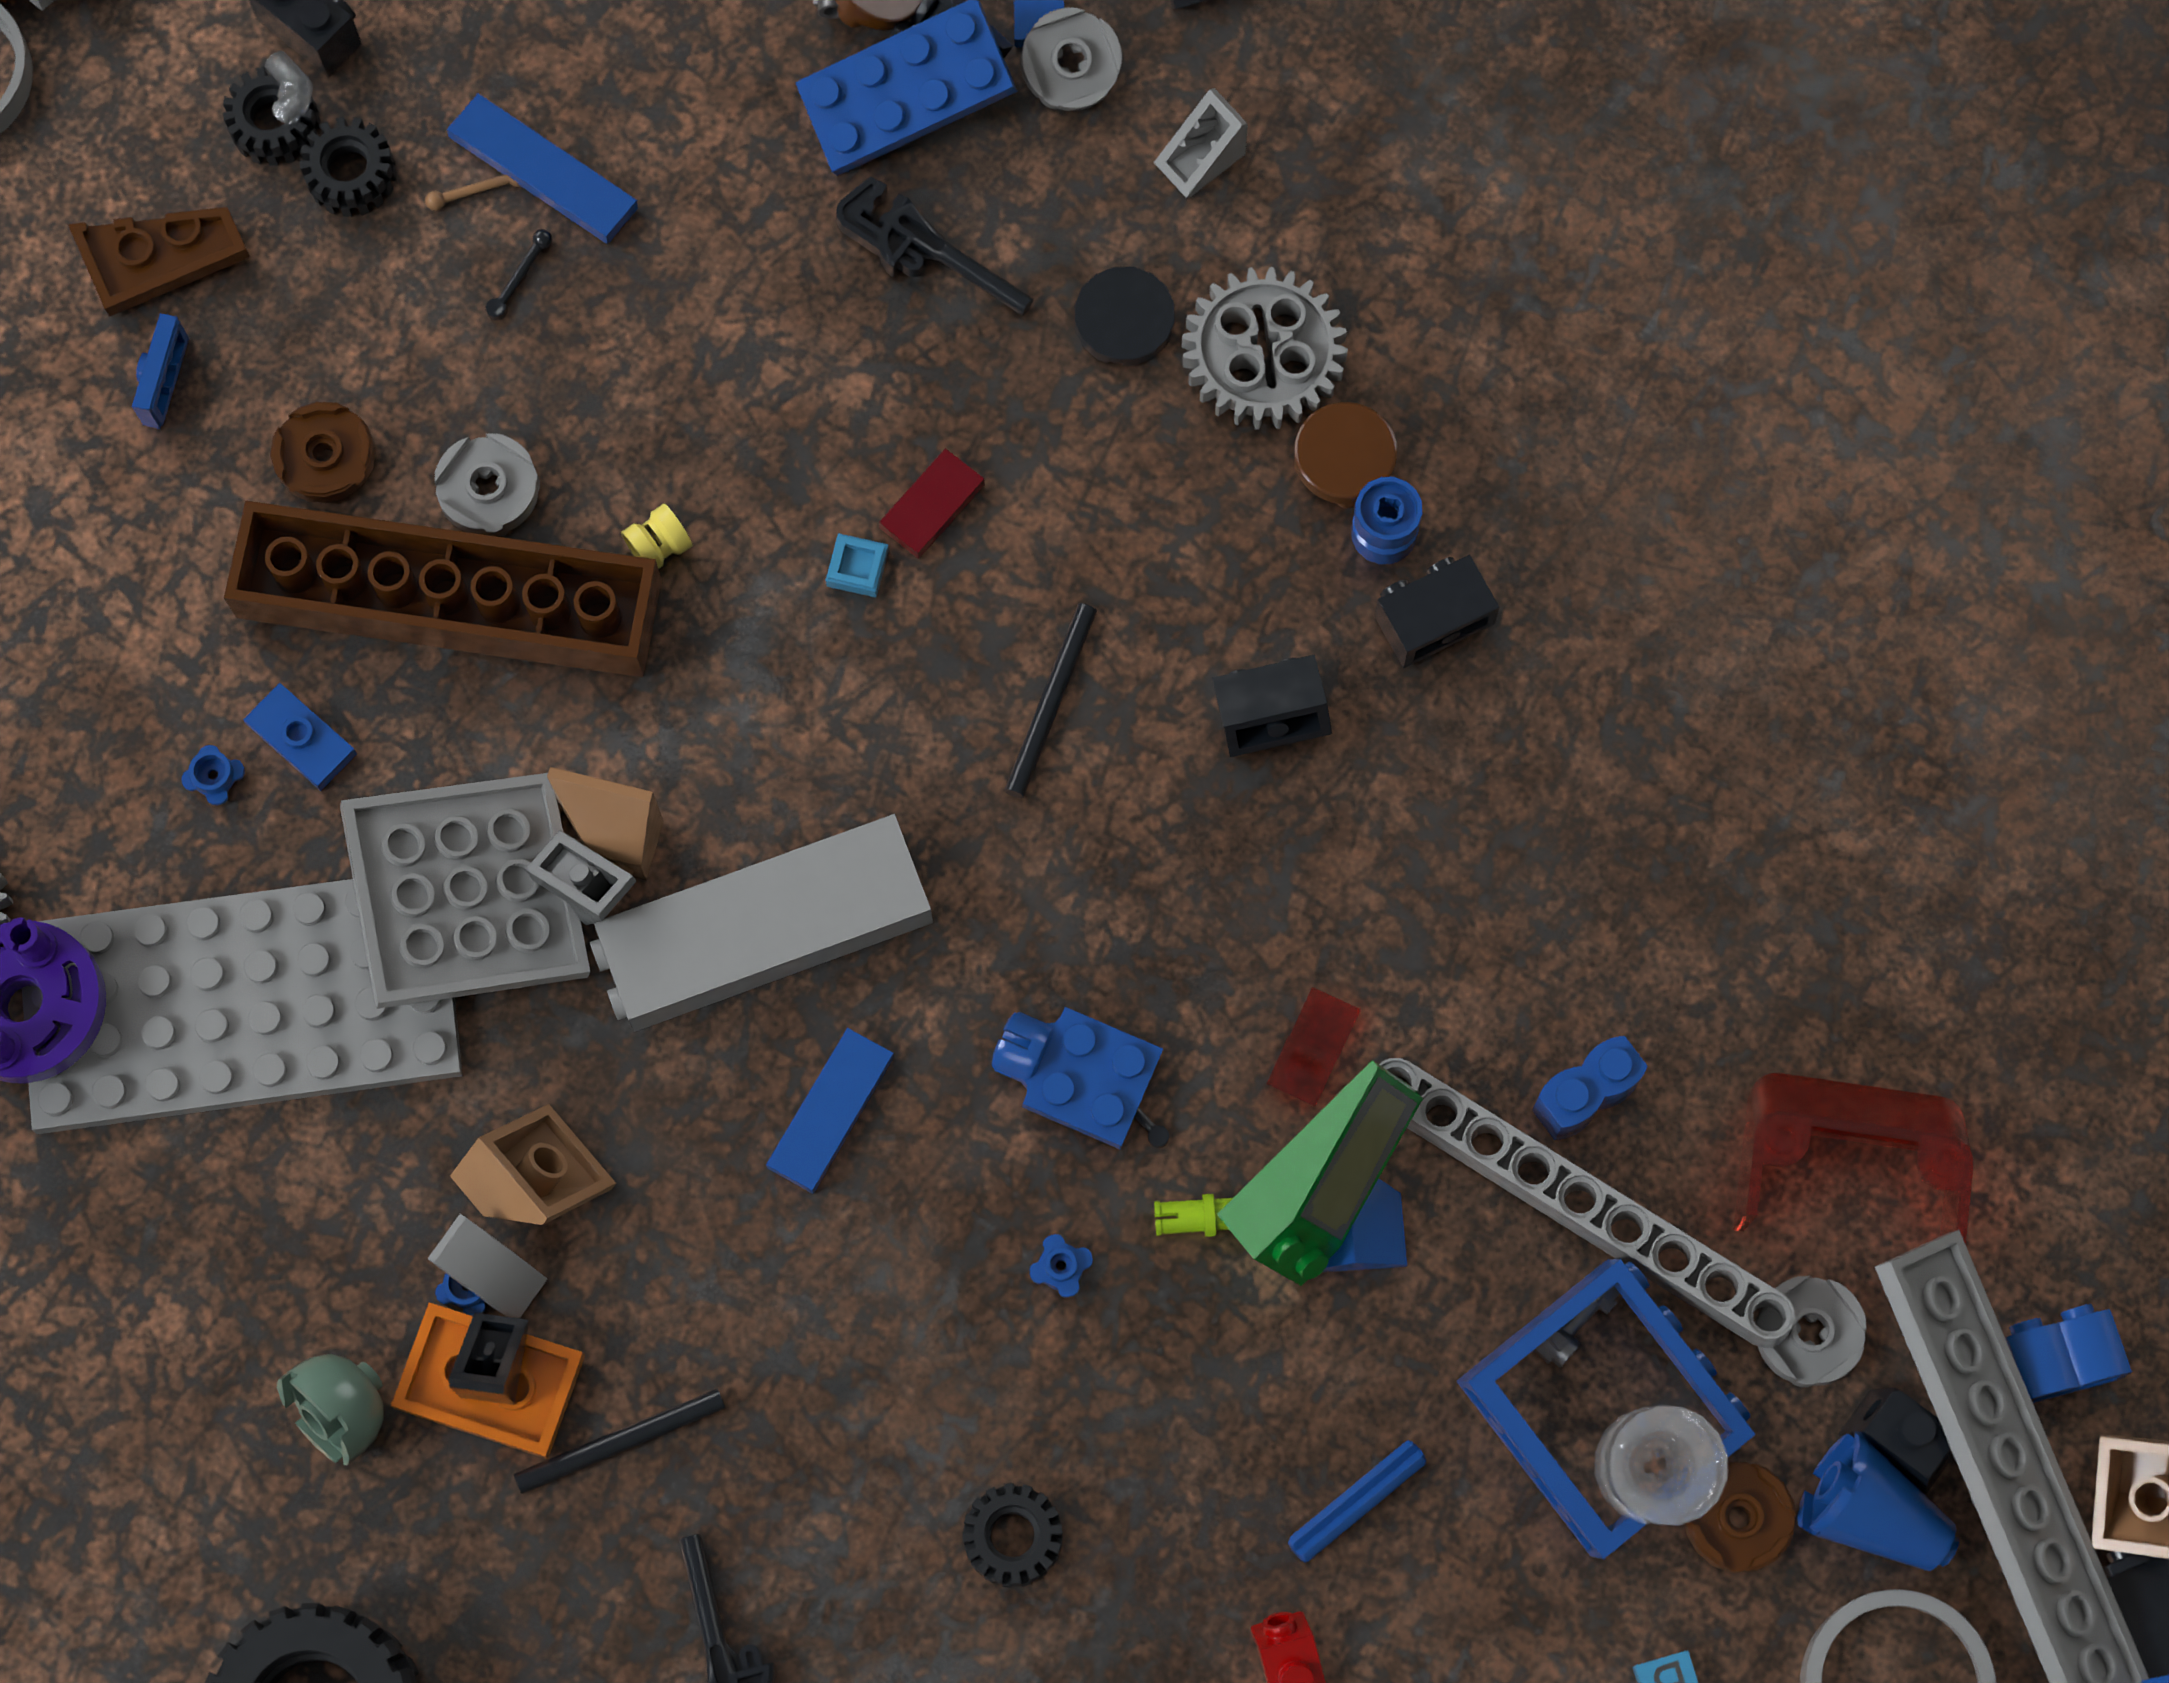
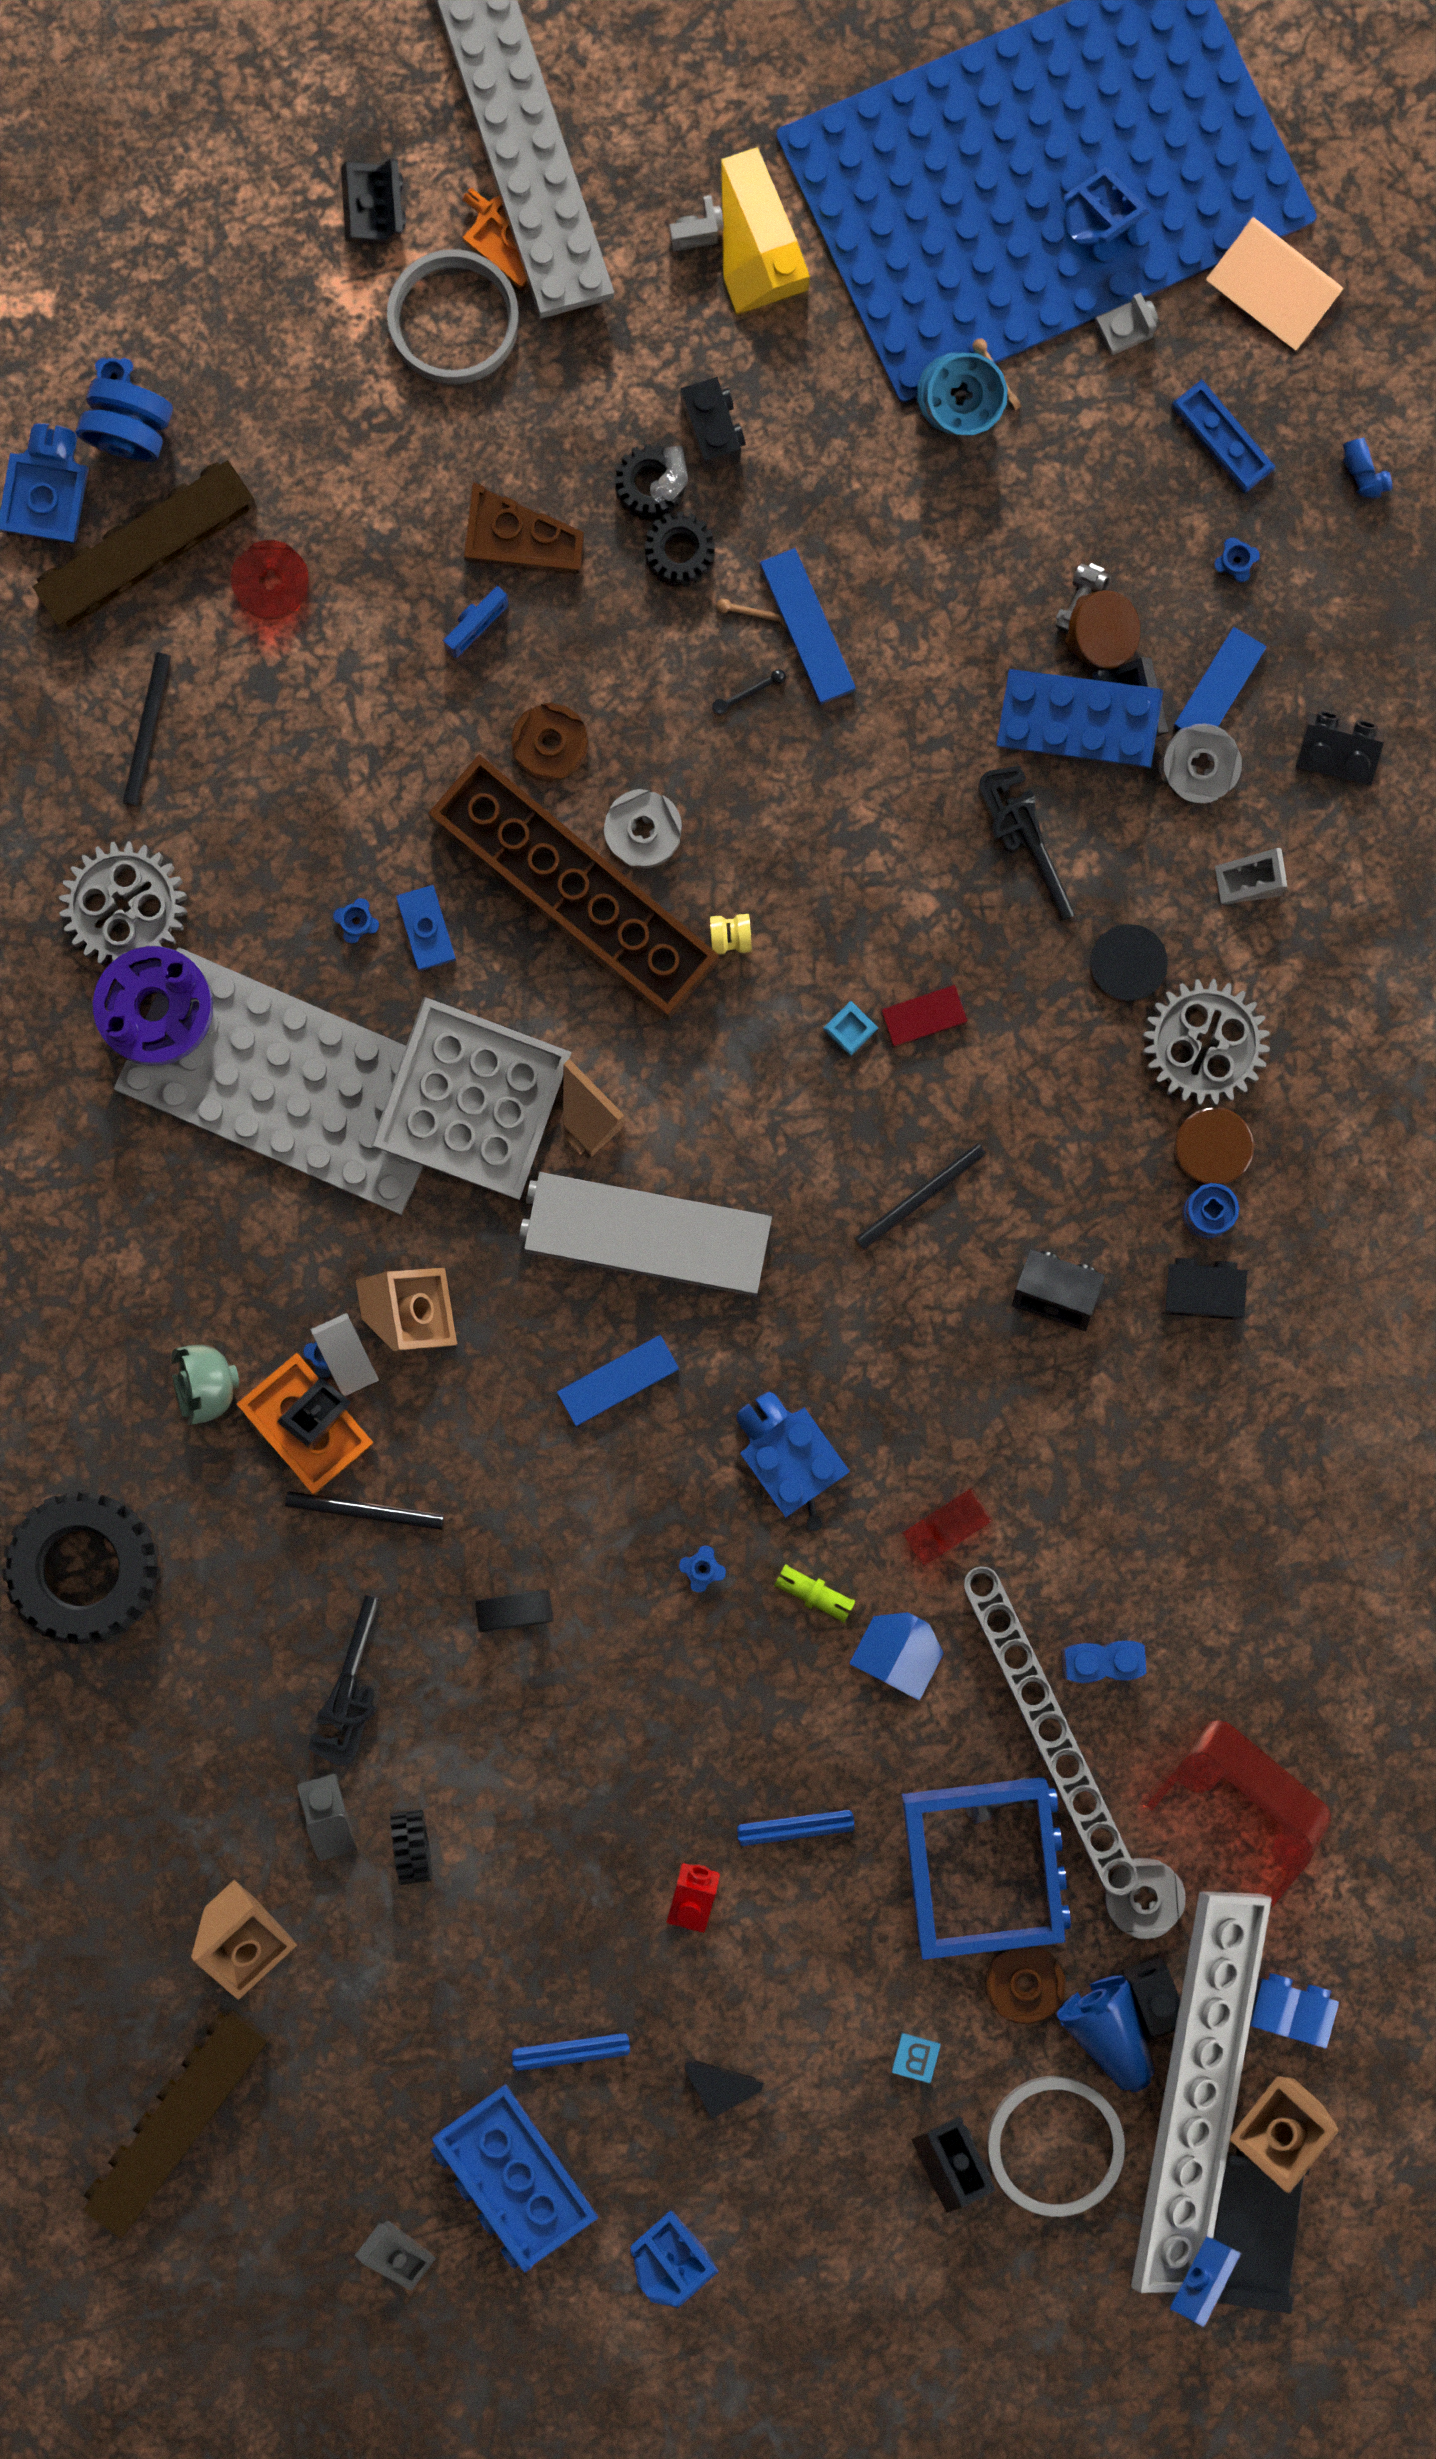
camera: 25 degrees right, 10 degrees up
(580, 877) = (548, 1138): dark grey slope -> none
(868, 1445) = (514, 1611): none -> black tyre
(1003, 1502) = (545, 1718): black tyre -> none
(1315, 1187) = (888, 1623): green slope -> none
(1693, 1459) = (999, 1949): clear wheel -> none

